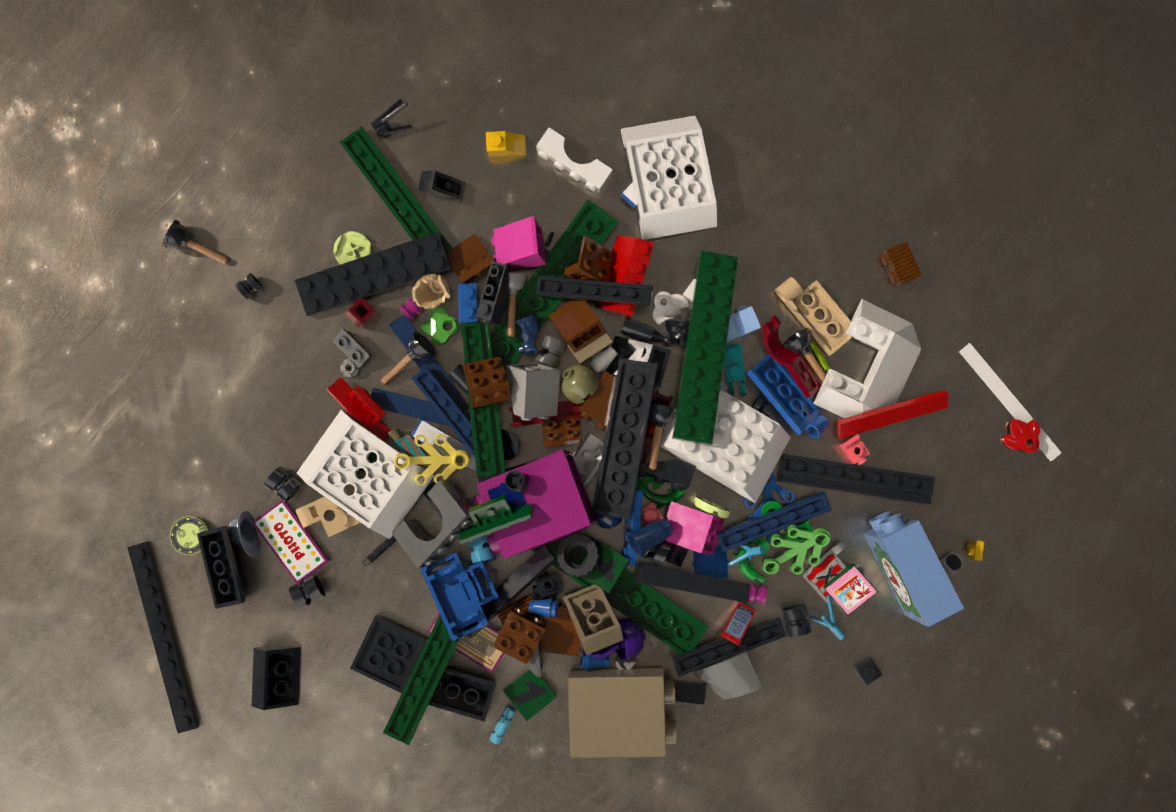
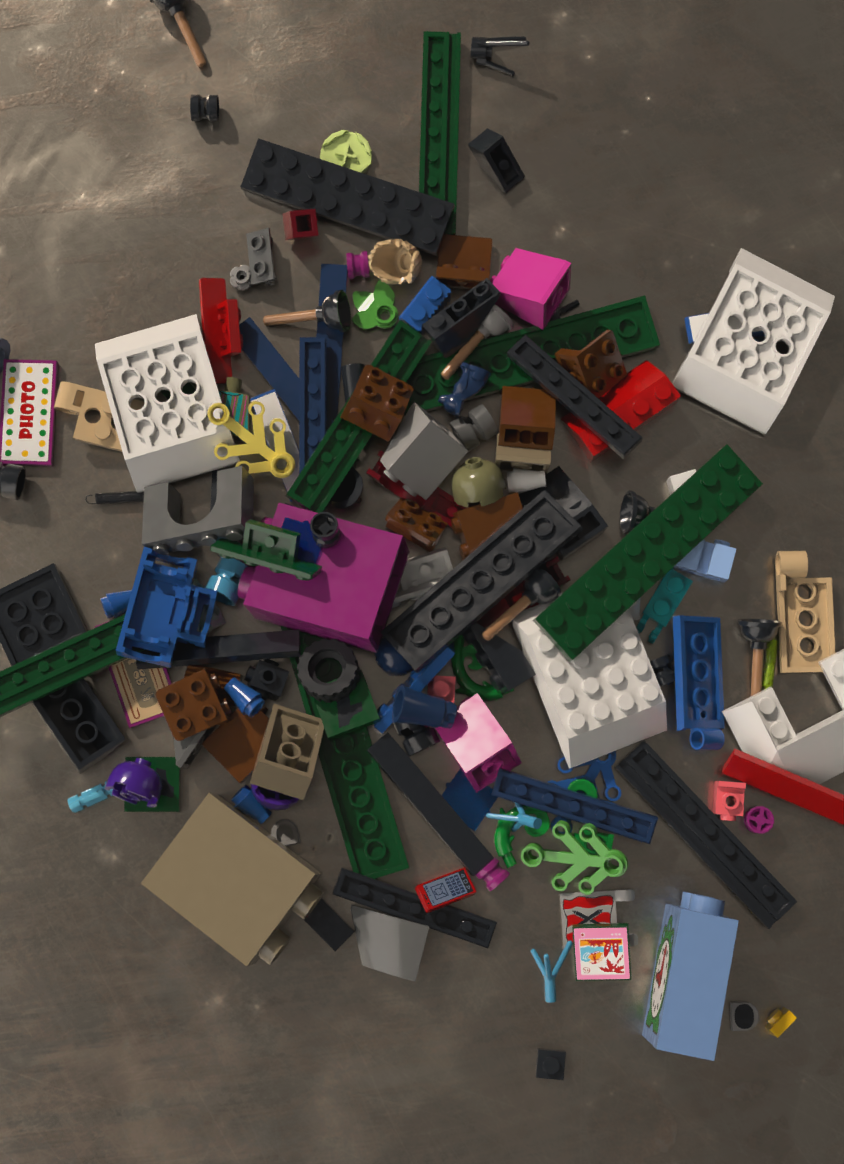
camera: 40 degrees right, 5 degrees down
(283, 484) = (69, 340): black wheel -> none
(428, 609) = (116, 603): none -> blue cone
(505, 144) = (601, 168): yellow slope -> none
(521, 702) = (135, 782): none -> dark purple cylinder
(593, 174) = (672, 273): white arch -> none
(632, 640) = (312, 812): dark purple cylinder -> none
(645, 332) = (594, 488): black wheel -> none
(670, 309) = (642, 484): white plate -> none
(676, 555) = (436, 758): black plate -> none
(711, 506) = (517, 734): yellowish green tile -> none
(794, 362) = (735, 649): dark red piece -> none
(796, 613) = (517, 929): black wheel -> none
(883, 447) = (764, 820): none -> magenta wheel

